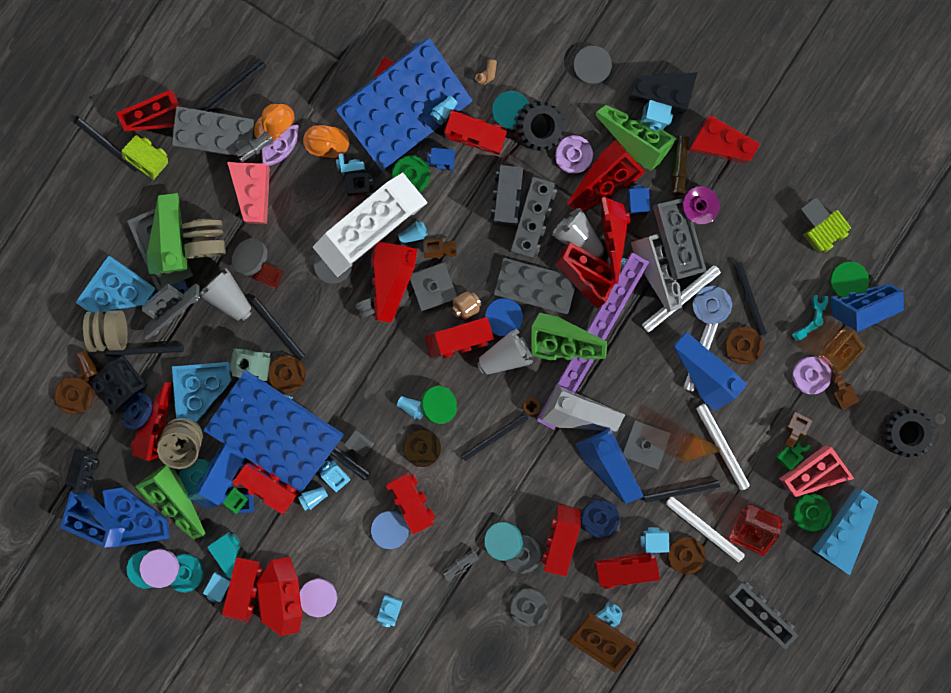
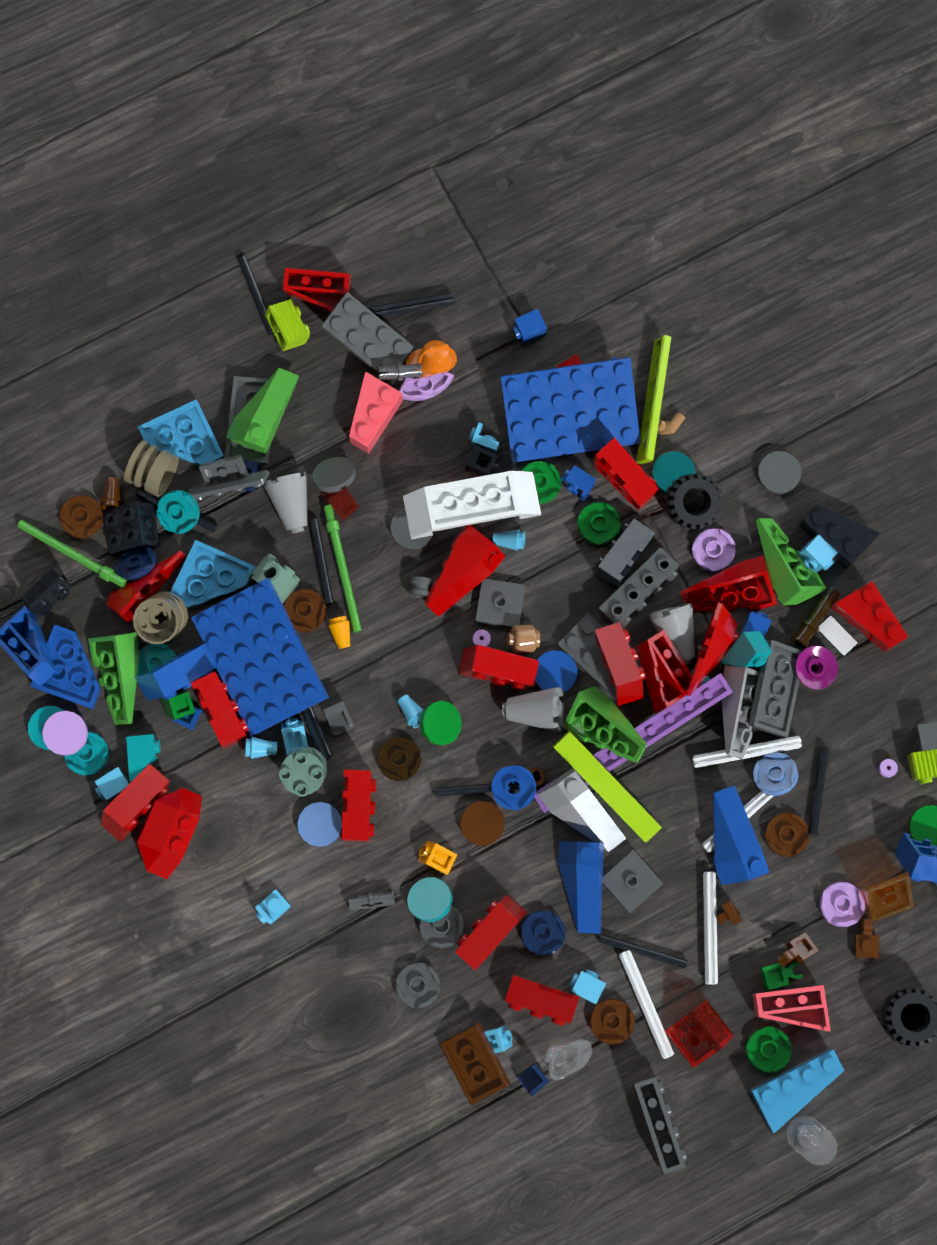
camera: 30 degrees right, 10 degrees down
(117, 431) = (104, 572): none -> bright green bar
(145, 352) = (178, 511): none -> teal tile
(203, 238) = (299, 431): dark tan wheel -> none
(271, 297) = (333, 527): none -> bright green bar
(318, 597) = (207, 854): lavender tile -> none
(323, 376) = (340, 631): none -> light orange cone
(326, 141) = (472, 405): orange piece -> none
(335, 53) = (529, 326): none -> blue brick
(355, 499) = (303, 771): none -> sand green brick
(434, 326) = (481, 634): none -> lavender piece
(436, 247) = (526, 566): reddish brown plate -> none
(442, 111) = (603, 435): medium azure cone -> none
(464, 59) = (653, 399): none -> lime tile
(474, 182) = (598, 523): none -> green tile
(491, 506) = (437, 857): none -> light orange bracket
(511, 462) = (482, 823): none -> reddish brown tile
(530, 418) = (501, 790): none -> blue plate
(550, 285) = (620, 663): none -> red wedge
(590, 385) = (607, 786): none -> lime tile
(644, 223) = (748, 651): none -> teal slope
(651, 630) = (533, 1079): none -> dark blue panel
(666, 602) = (566, 1058): none -> clear piece
(695, 447) = (682, 909): clear orange slope -> none
(703, 170) = (837, 635): none -> white sticker
(732, 428) = (731, 913): none -> reddish brown tile
(793, 257) = (893, 768): none -> lavender piece
(817, 320) = (877, 851): teal piece -> none
(877, 560) = (812, 1140): none -> clear piece

